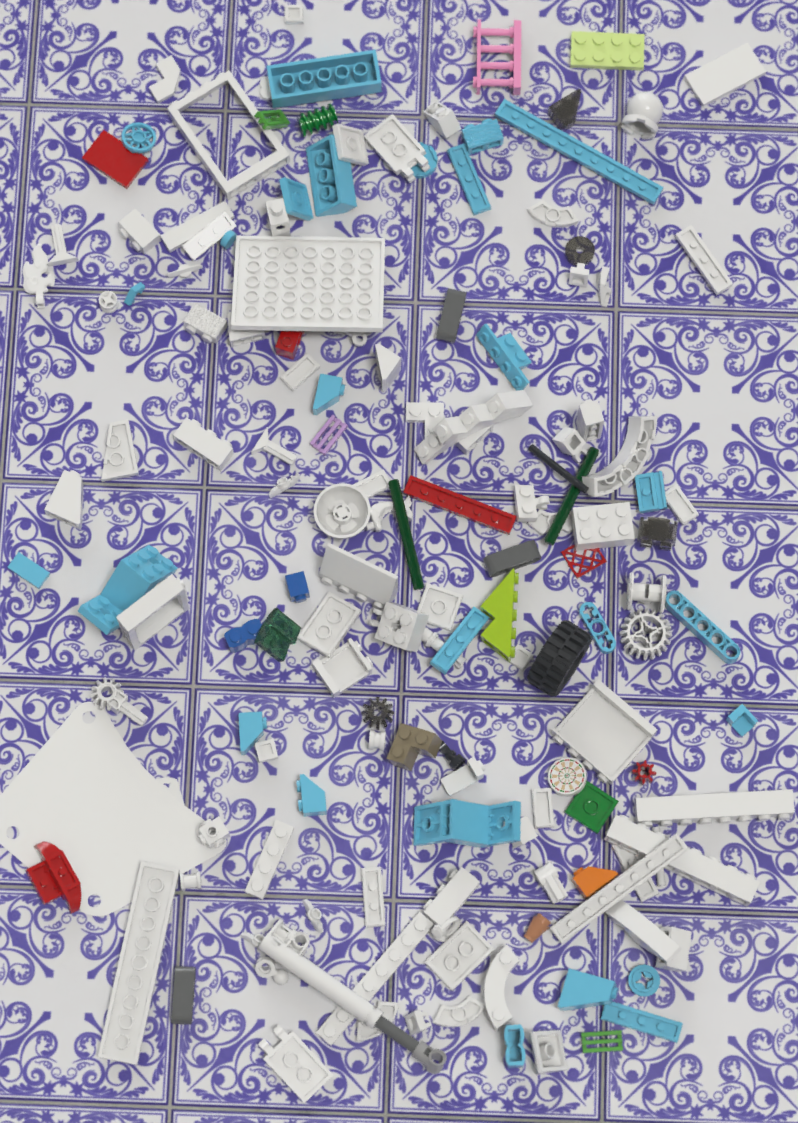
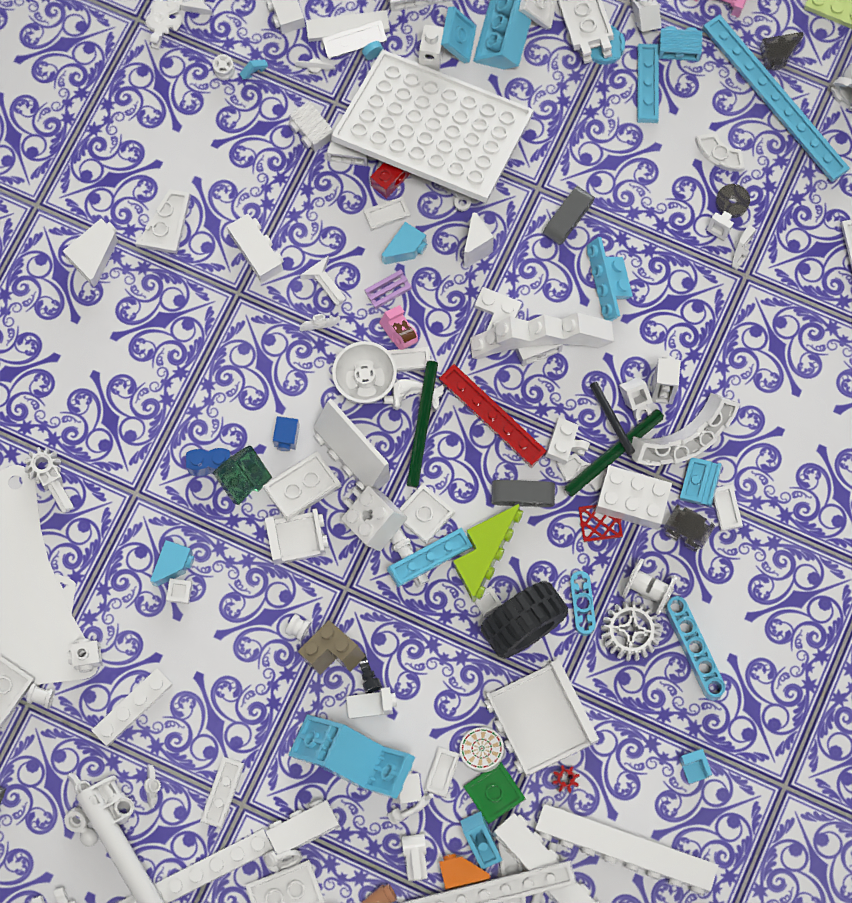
camera: 25 degrees right, 0 degrees up
(28, 570) = (22, 307): medium azure tile -> none
(129, 582) = (108, 366): medium azure bracket -> none
(153, 611) = (117, 388): white window -> none
(313, 797) = (204, 662): medium azure slope -> none
(352, 464) = (398, 328): none -> bright pink leg
(385, 714) = (304, 605): clear smoke gear -> none
(522, 857) = (396, 816): none -> white piece
(597, 848) = (481, 840): none -> medium azure slope

